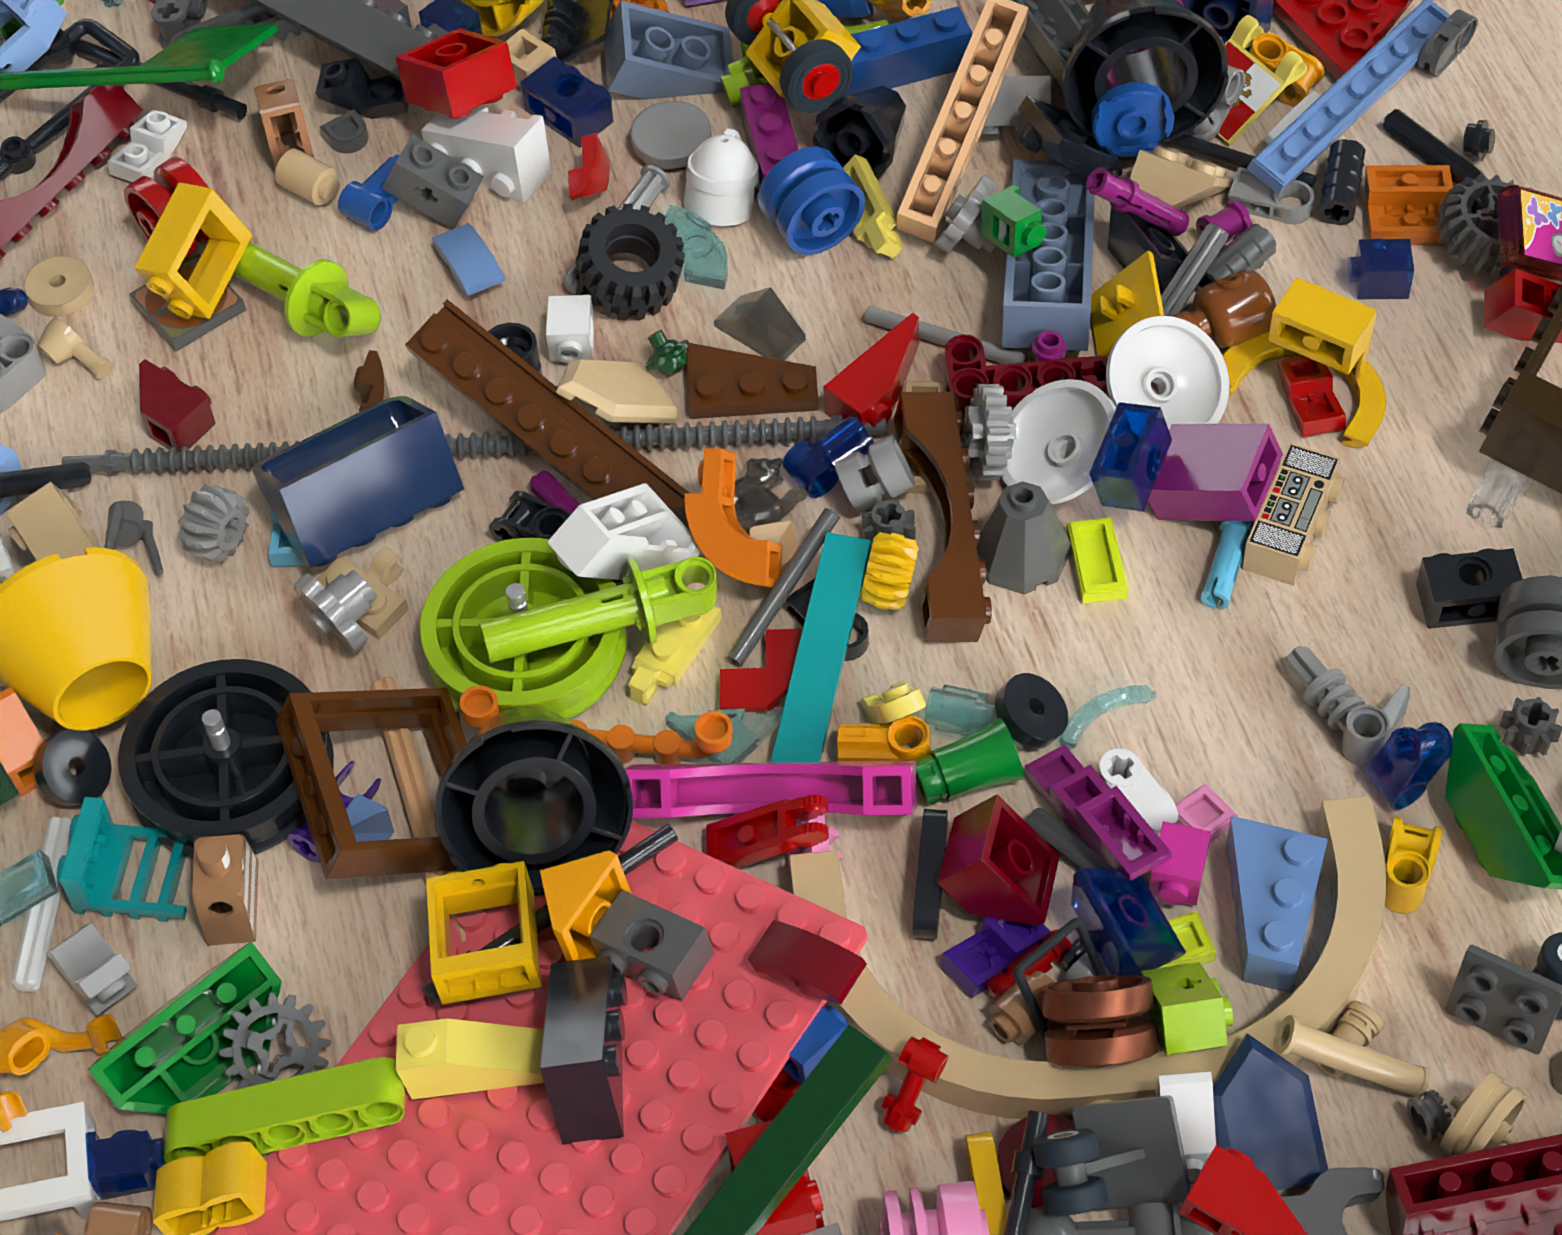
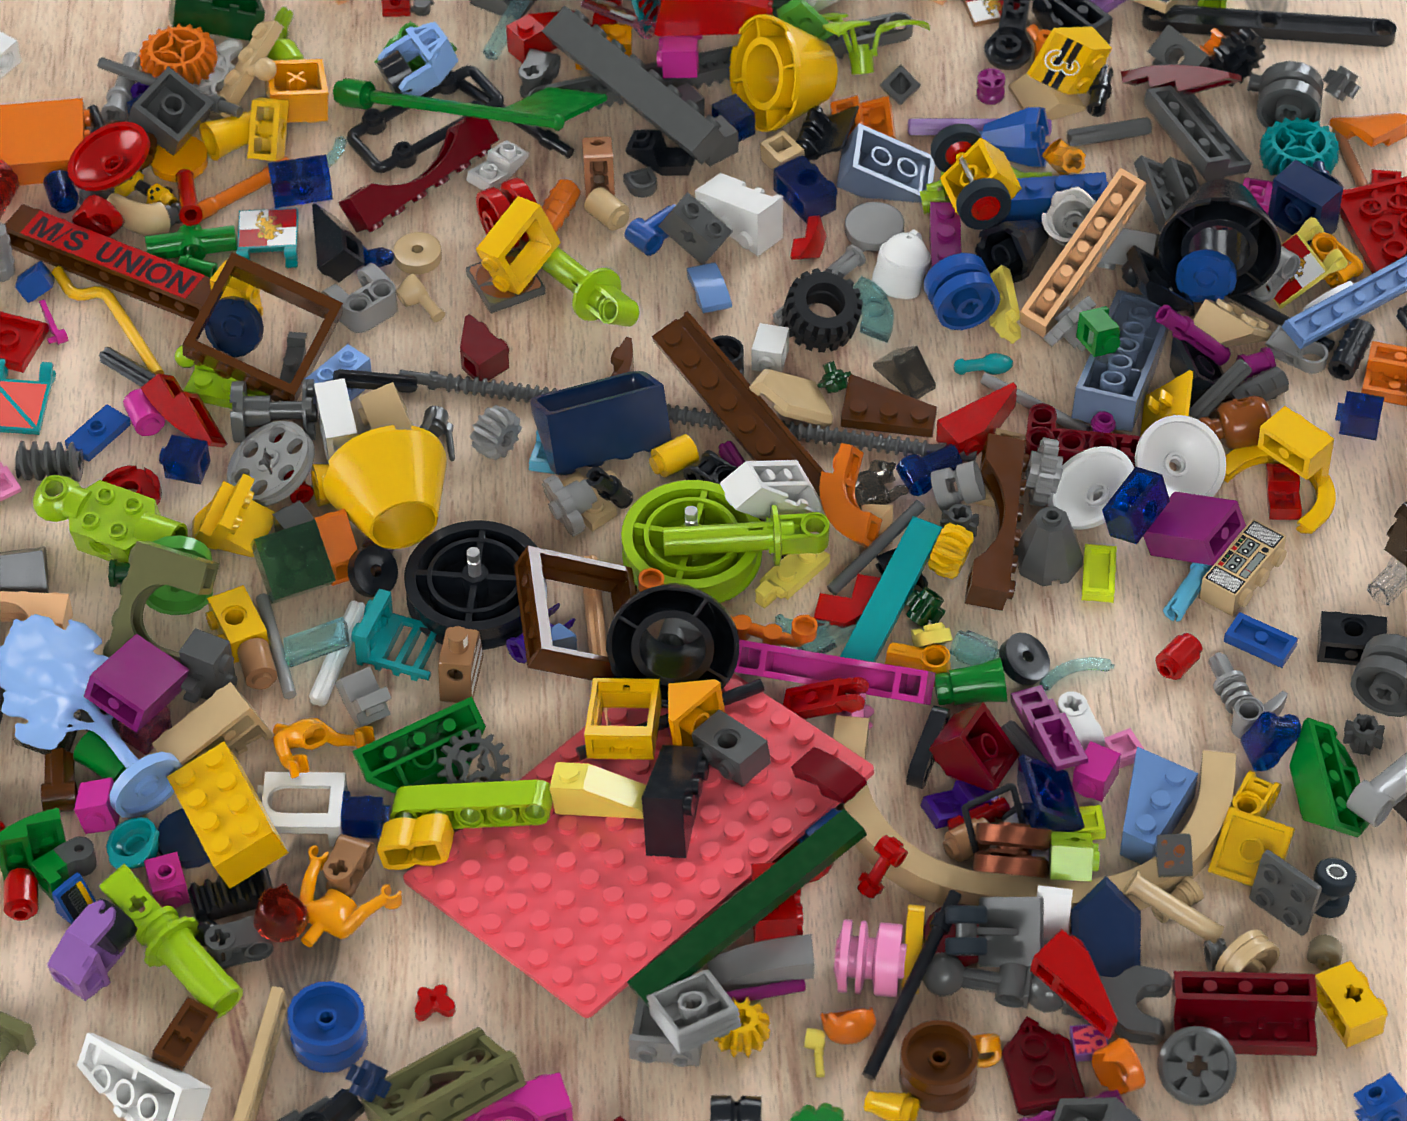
camera: 10 degrees right, 5 degrees down
(242, 180) = (560, 202): none -> orange axle
(390, 573) = (609, 487): none -> black pin
(456, 73) = (728, 154): red brick -> none
(471, 507) = (674, 456): none -> yellow brick
(872, 292) = (990, 364): none -> teal piece
(873, 661) = (925, 607): none -> dark green gear
(923, 62) = (1066, 210): none -> white helmet
(1243, 662) = (1178, 656): none -> red brick
(1333, 978) = (1174, 855): none -> dark grey slope
(1346, 614) = (1260, 640): none -> blue plate
(1428, 935) = (1244, 841): none -> yellow tile

